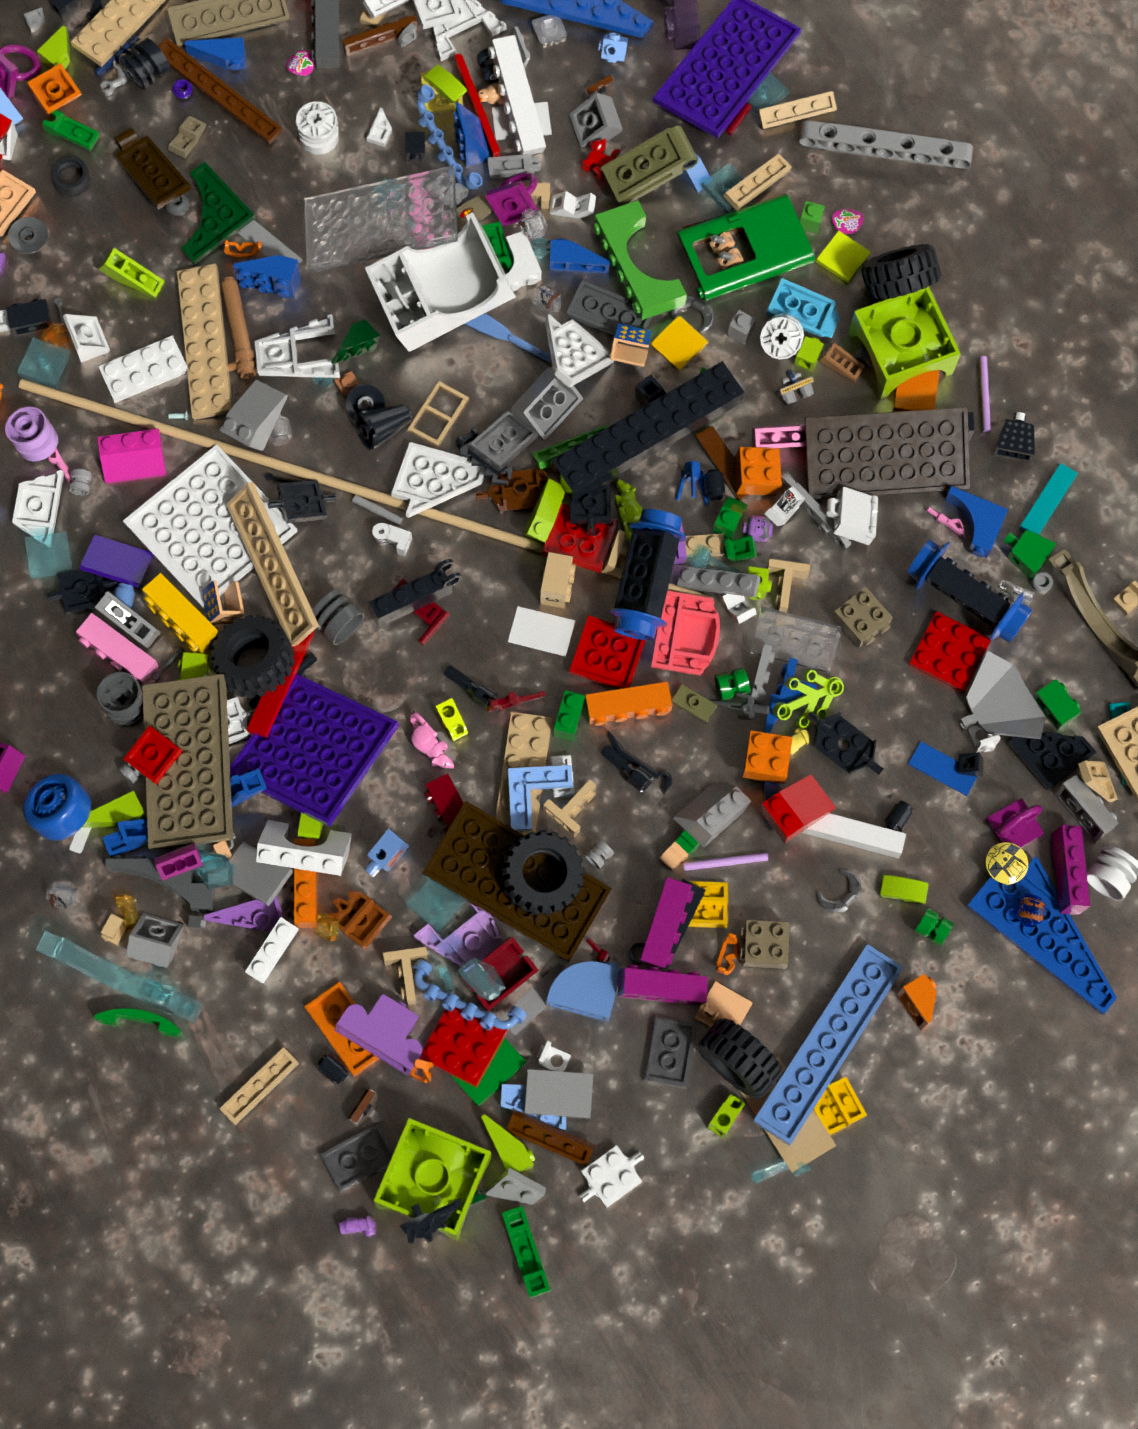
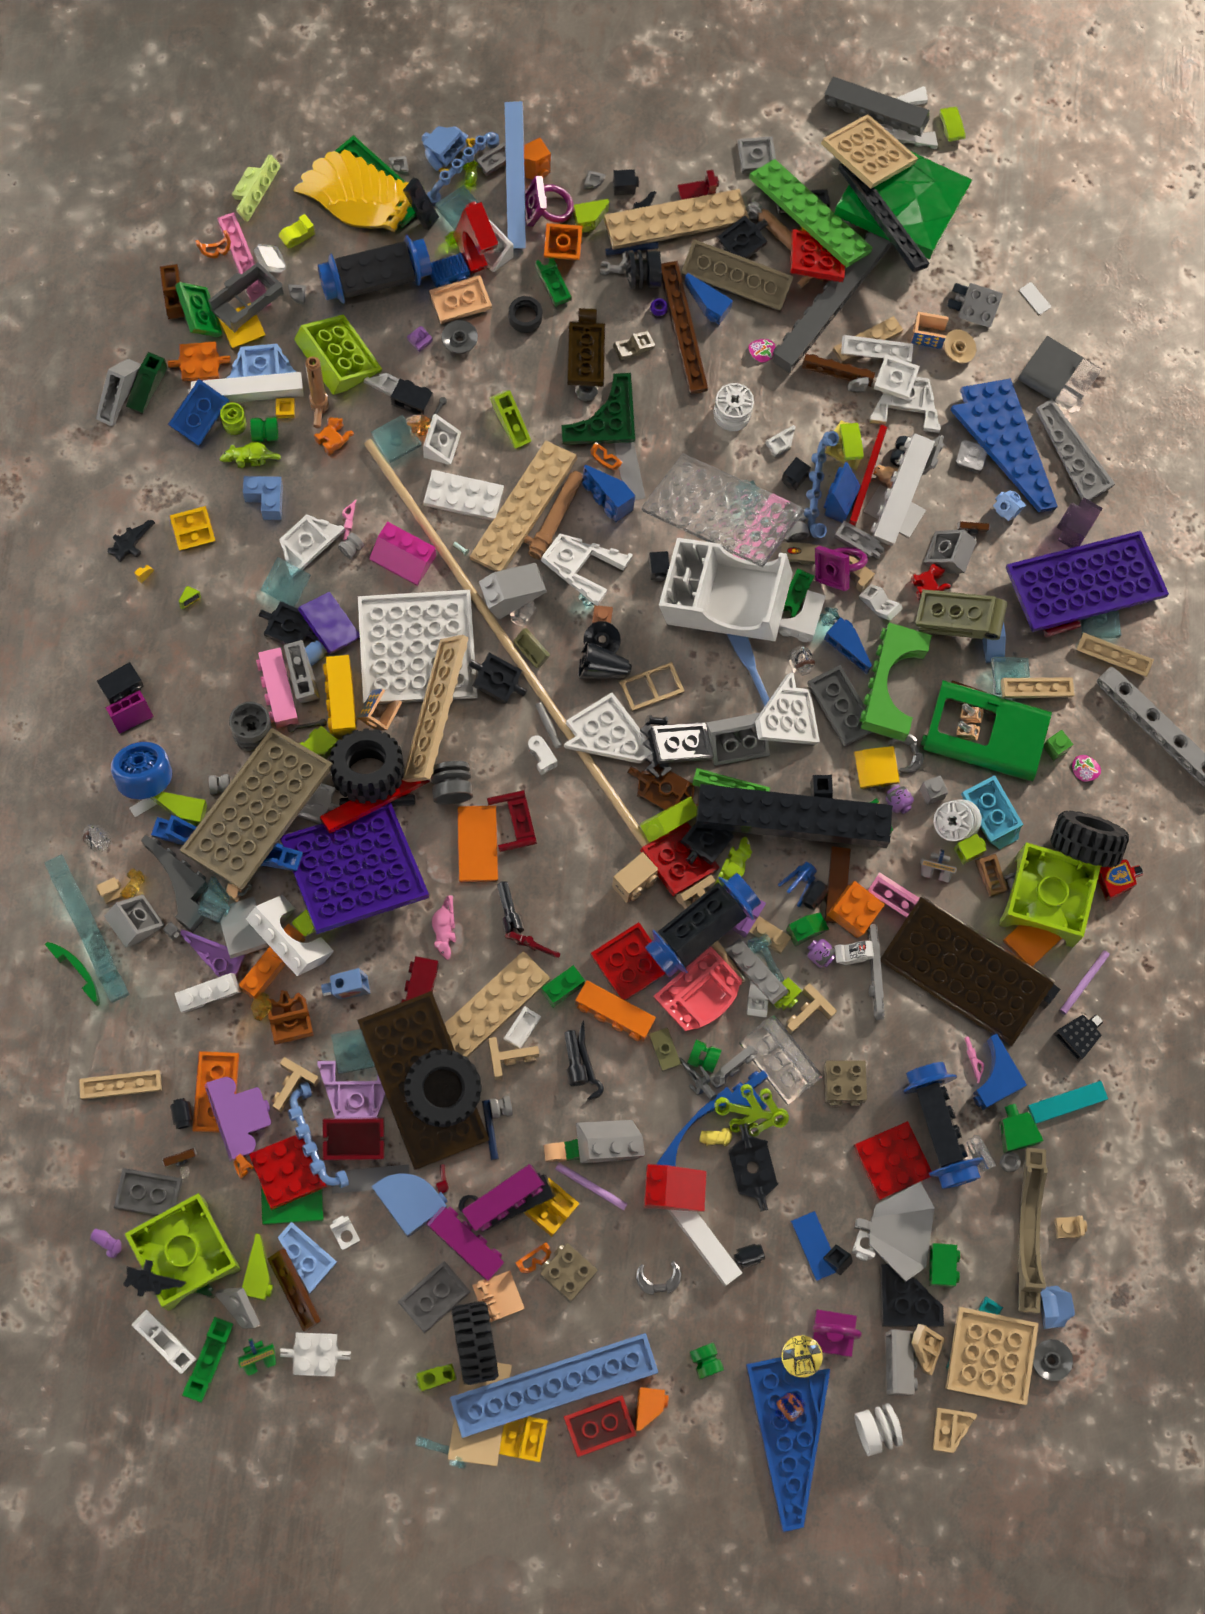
camera: 35 degrees right, 0 degrees up
(31, 434) = (343, 484): lavender wheel -> none
(153, 755) = (236, 784): red tile -> none
(178, 861) = (191, 876): magenta brick -> none
(269, 477) = (490, 643): black hinge -> none
(310, 455) = (531, 648): none -> olive plate
(358, 340) = (636, 587): dark green slope -> none
(362, 306) = (658, 565): none -> black brick
(399, 655) = (477, 843): none -> orange tile
(414, 594) = (520, 809): black hinge -> none
(446, 979) = (314, 1112): clear light blue tile -> none
(451, 719) = (474, 922): neon yellow leg -> none
(477, 1267) = (163, 1341): none -> white arch
(482, 979) = (335, 1132): clear light blue slope -> none
(533, 224) = (835, 595): clear head -> none
(533, 778) = (490, 1009): light blue plate -> none
(541, 631) = (596, 907): white sticker -> none
(559, 1094) = (325, 1262): light grey tile -> none
(561, 1215) = (265, 1353): none -> green hips
(602, 878) = (490, 1129): none -> dark blue bar
(633, 336) = (836, 741): piece -> none
(719, 352) = (900, 799): none -> medium lavender head
(740, 549) = (794, 958): green bracket -> none
(767, 757) = (682, 1132): orange brick -> none
(843, 257) = (1059, 794): neon yellow tile -> none
(854, 515) = (902, 998): white piece -> none
(892, 1047) = (599, 1426): none -> red brick
(904, 889) = (708, 1314): lime slope -> none
(947, 290) = (1118, 879): none -> torso
(1070, 869) = (847, 1400): magenta brick -> none

